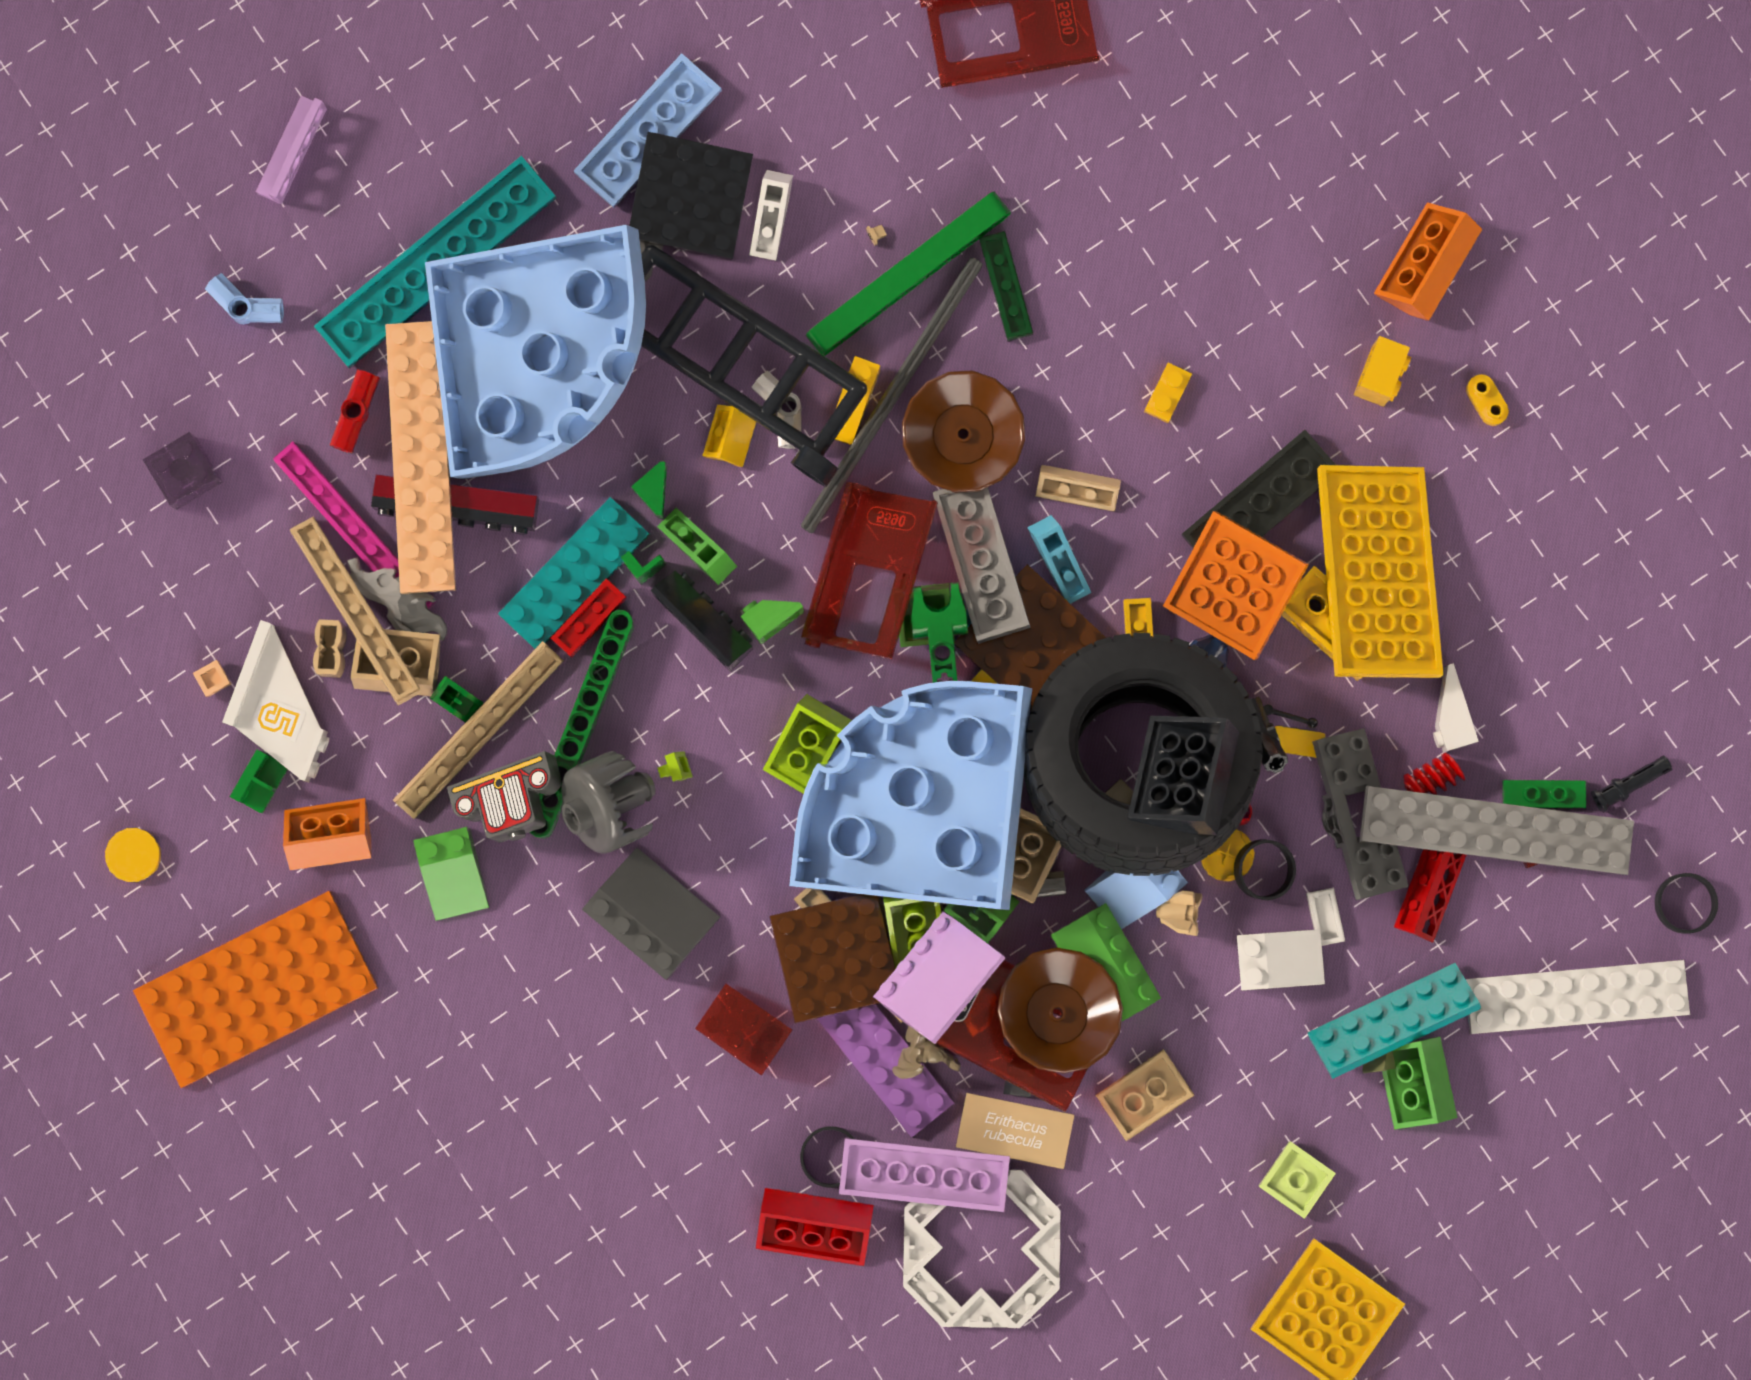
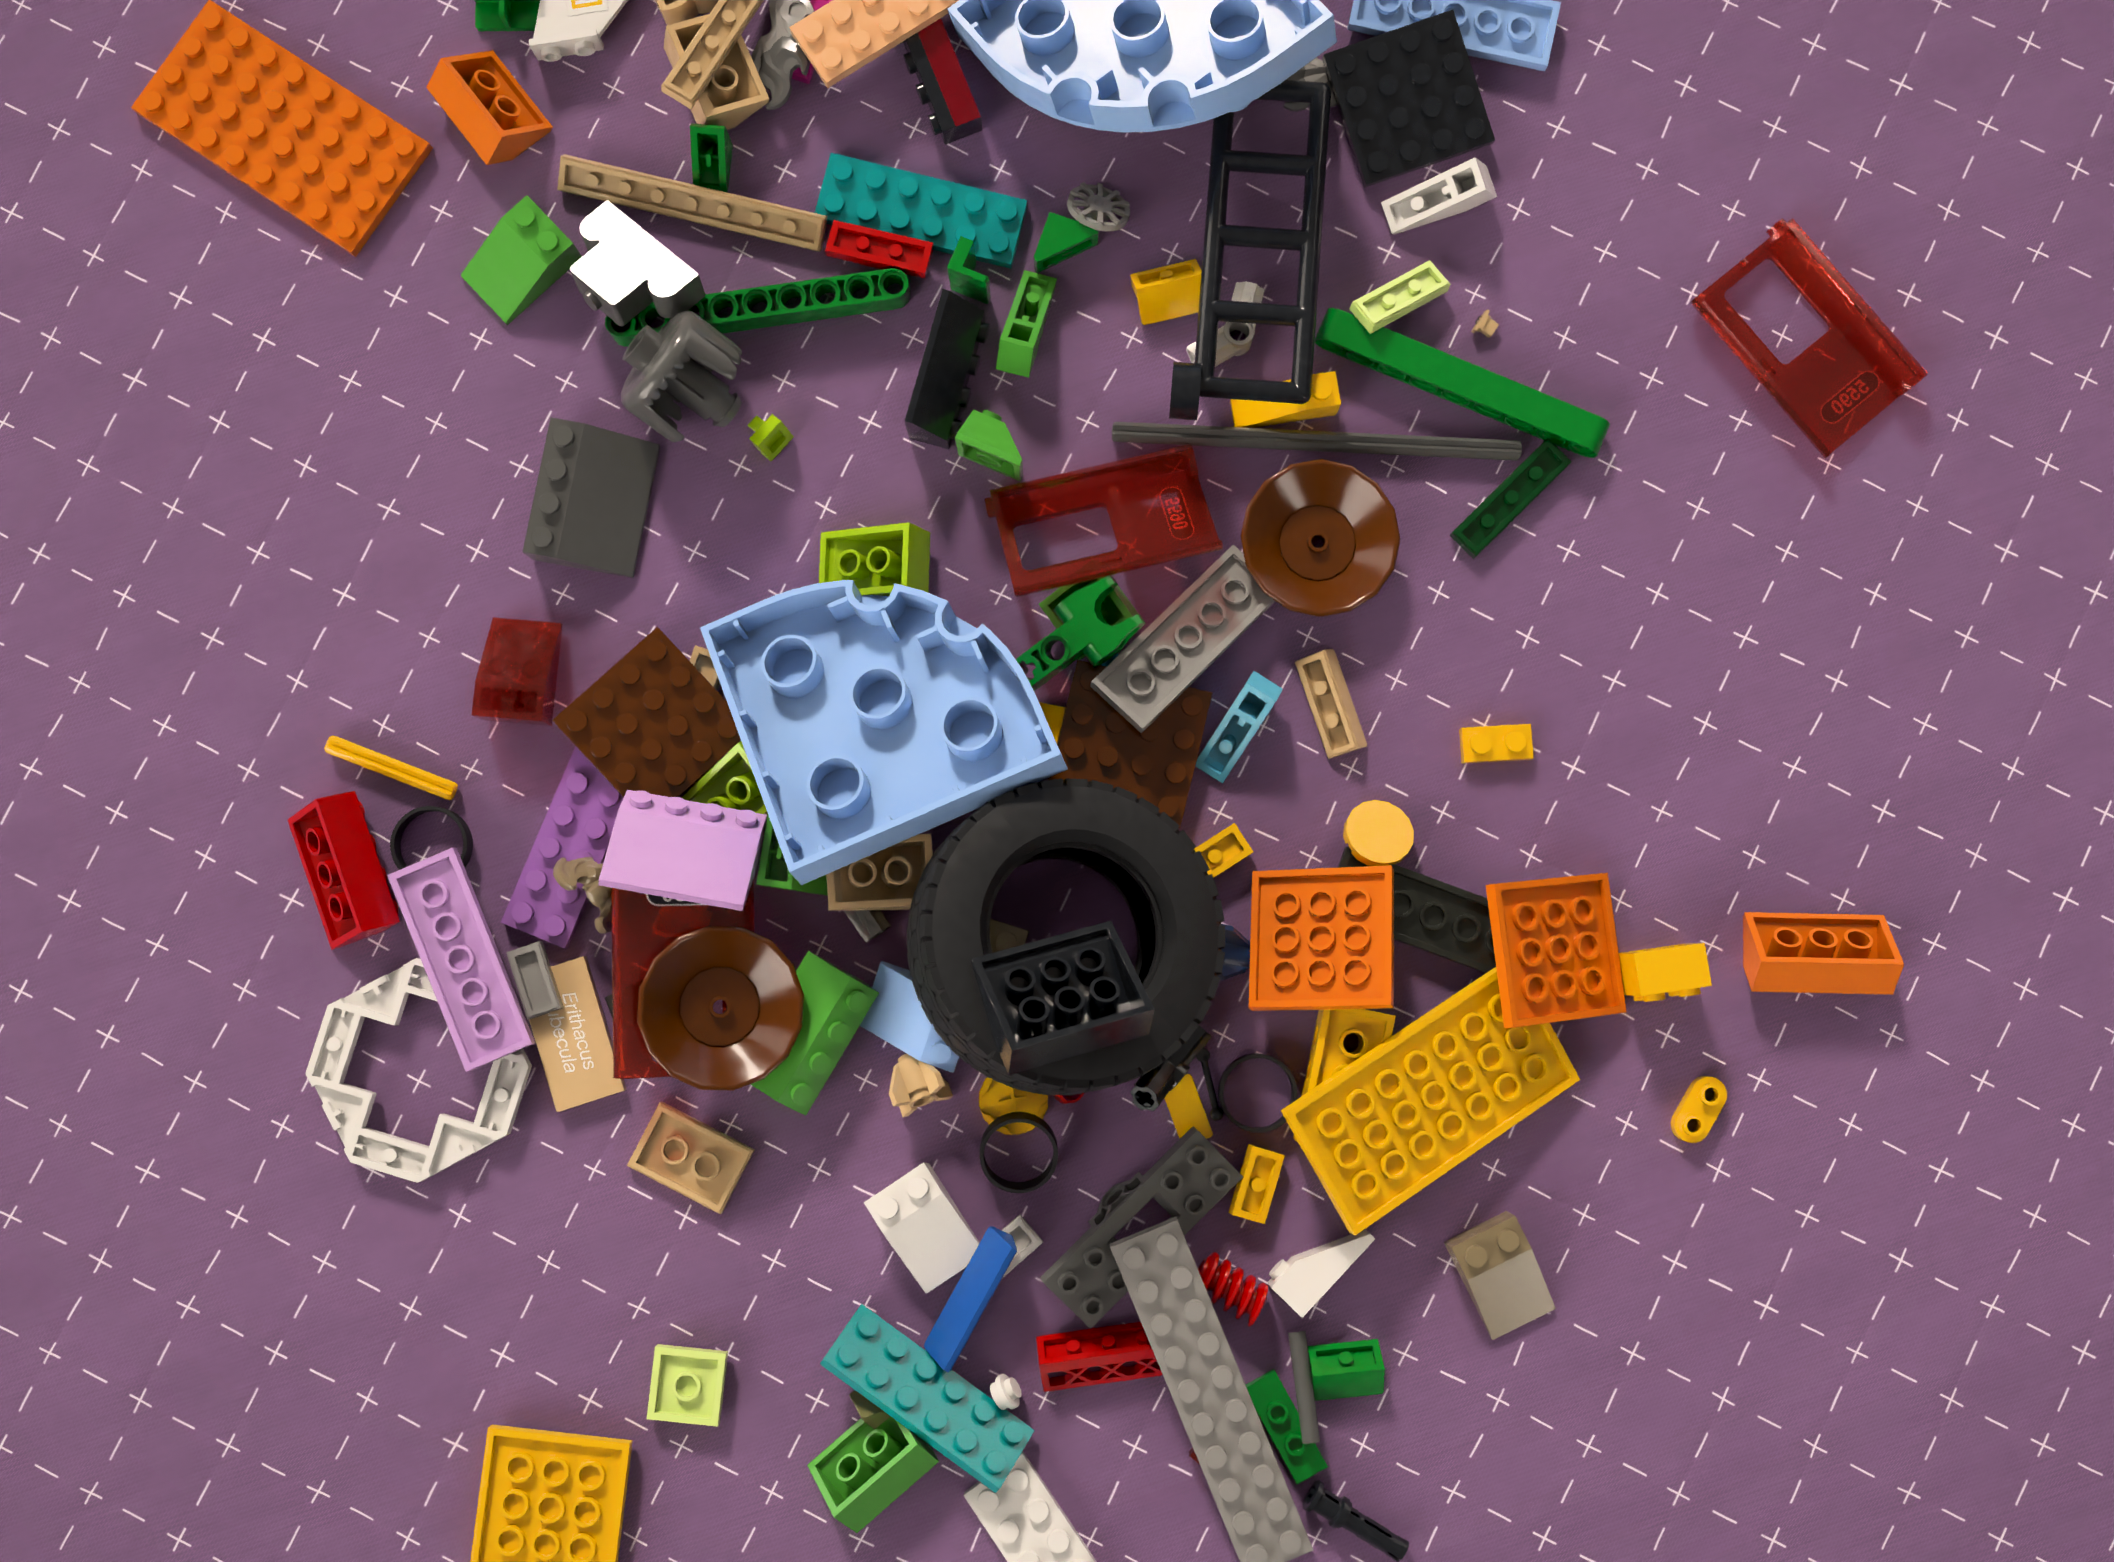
camera: 60 degrees right, 0 degrees up
(645, 450) = (1098, 208): none -> light grey wheel
(760, 1156) = (391, 767): none -> yellow axle
(826, 281) = (1399, 296): none -> yellowish green tile
(965, 1134) = (535, 980): none -> light grey tile
(1185, 507) = (1378, 833): none -> yellow tile
(1293, 706) = (1275, 1125): none -> black tyre
(1329, 434) = (1555, 949): none -> orange plate
(1343, 955) = (970, 1297): none -> blue slope
(1377, 723) = (1256, 1188): none -> yellow plate
(1419, 967) = (1005, 1392): none -> white plate
(1523, 594) = (1500, 1274): none -> dark tan slope
(1524, 766) = (1304, 1387): none -> dark grey piece
(1529, 732) = (1346, 1369): none -> green panel

